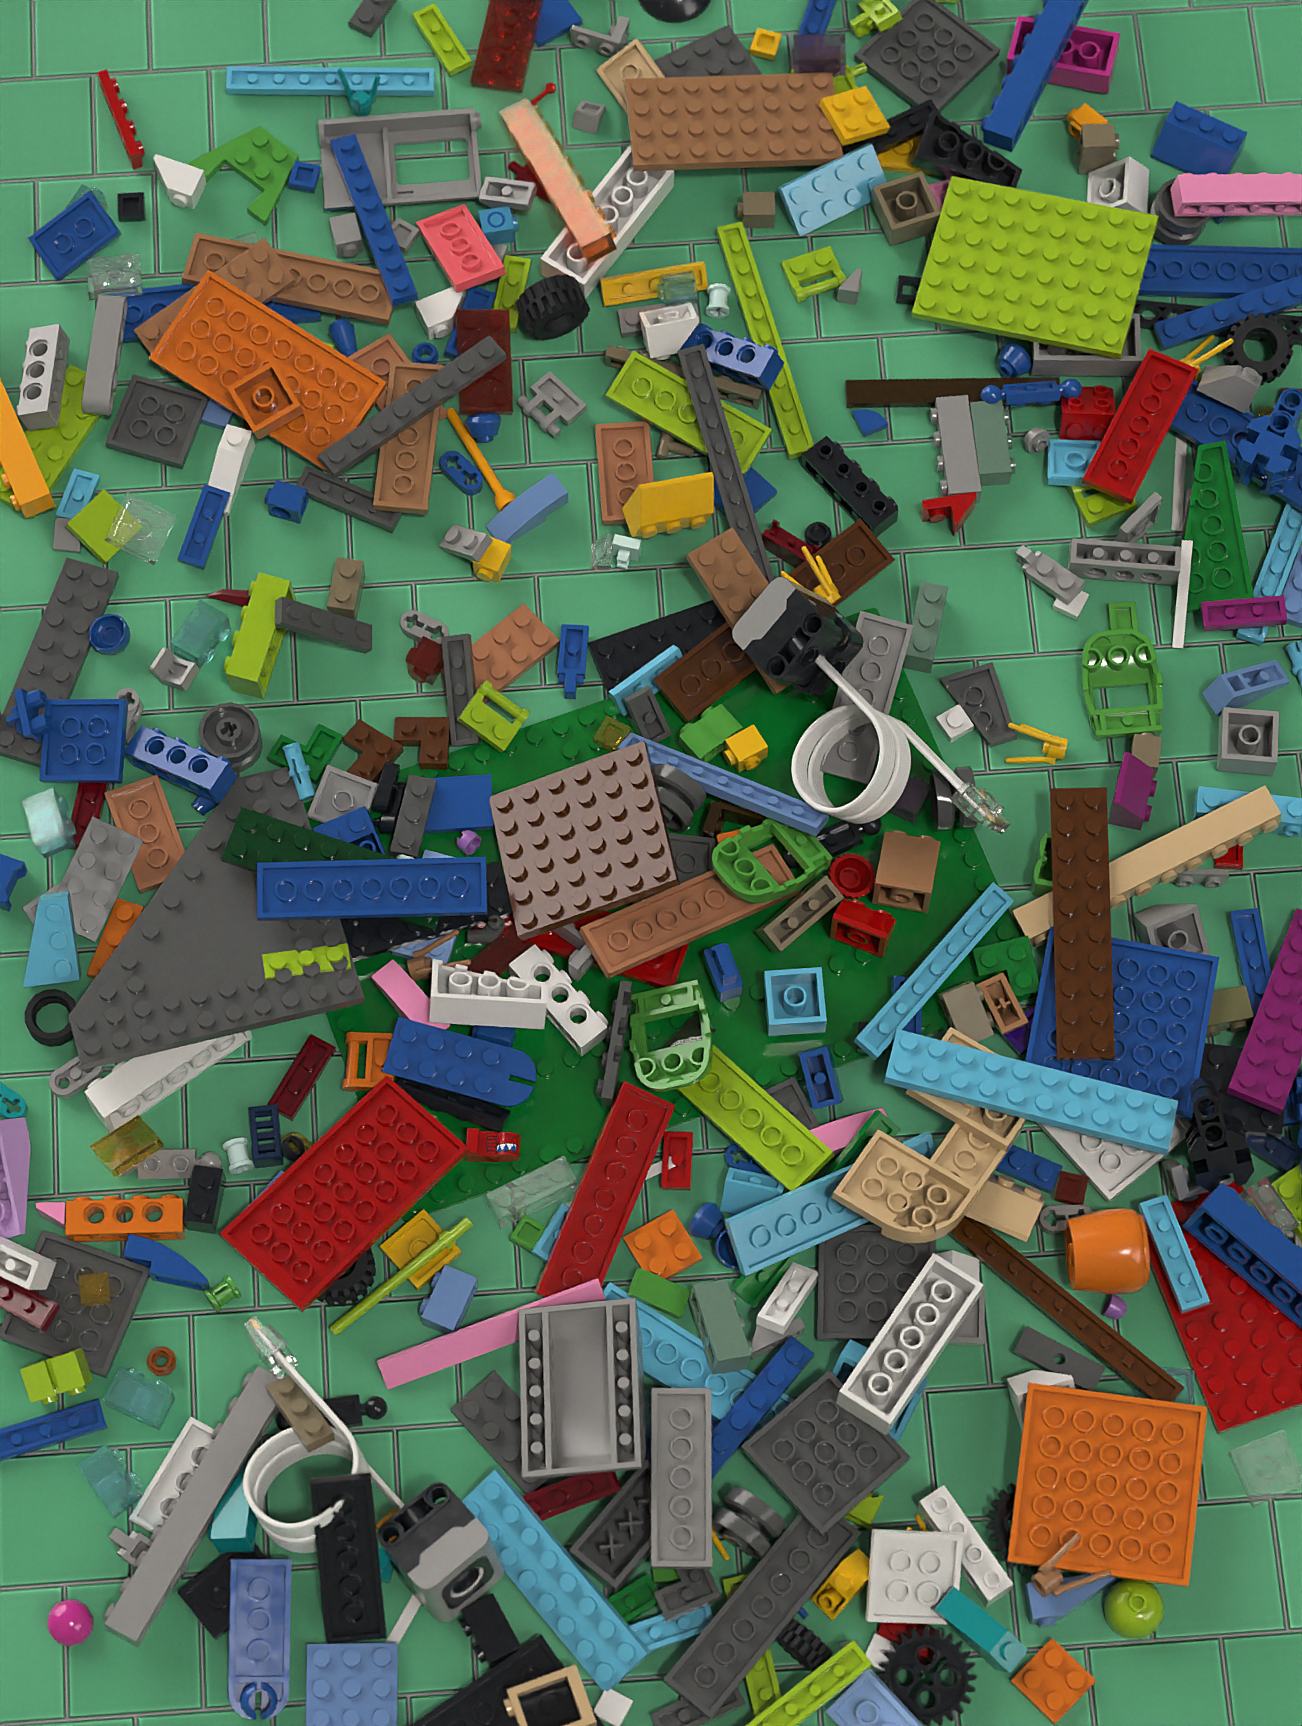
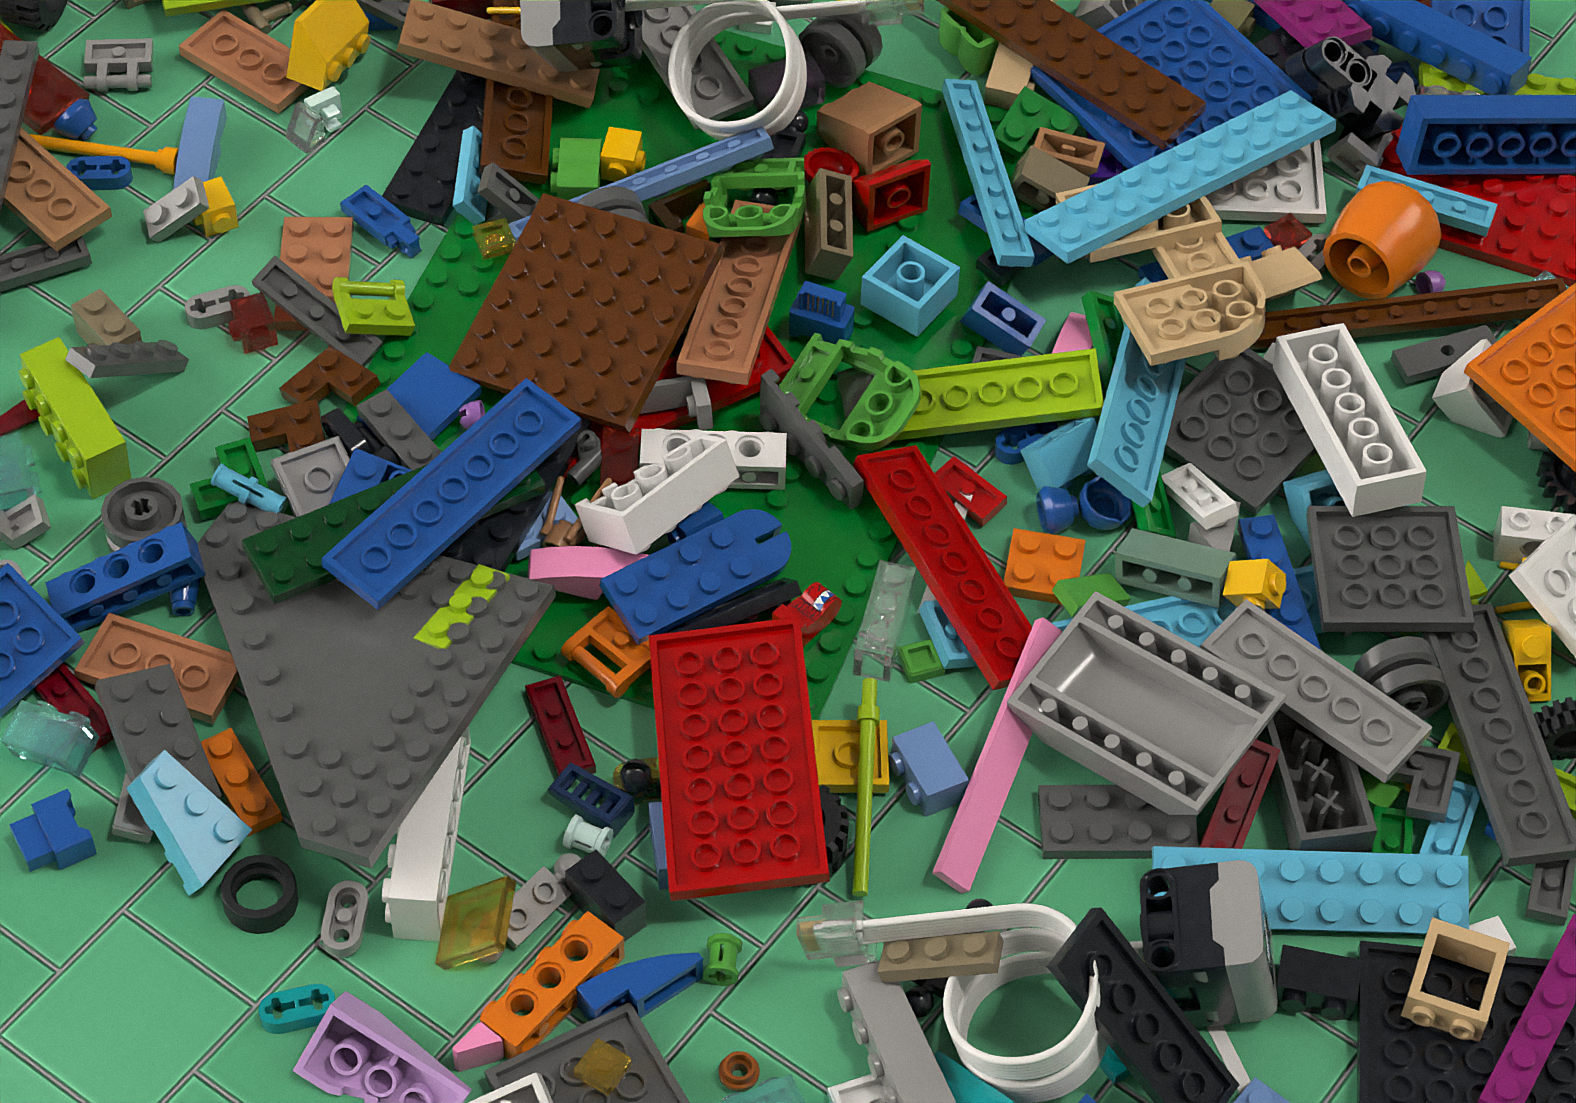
camera: 50 degrees left, 15 degrees down
(736, 1384) = (1256, 581): none -> yellow brick

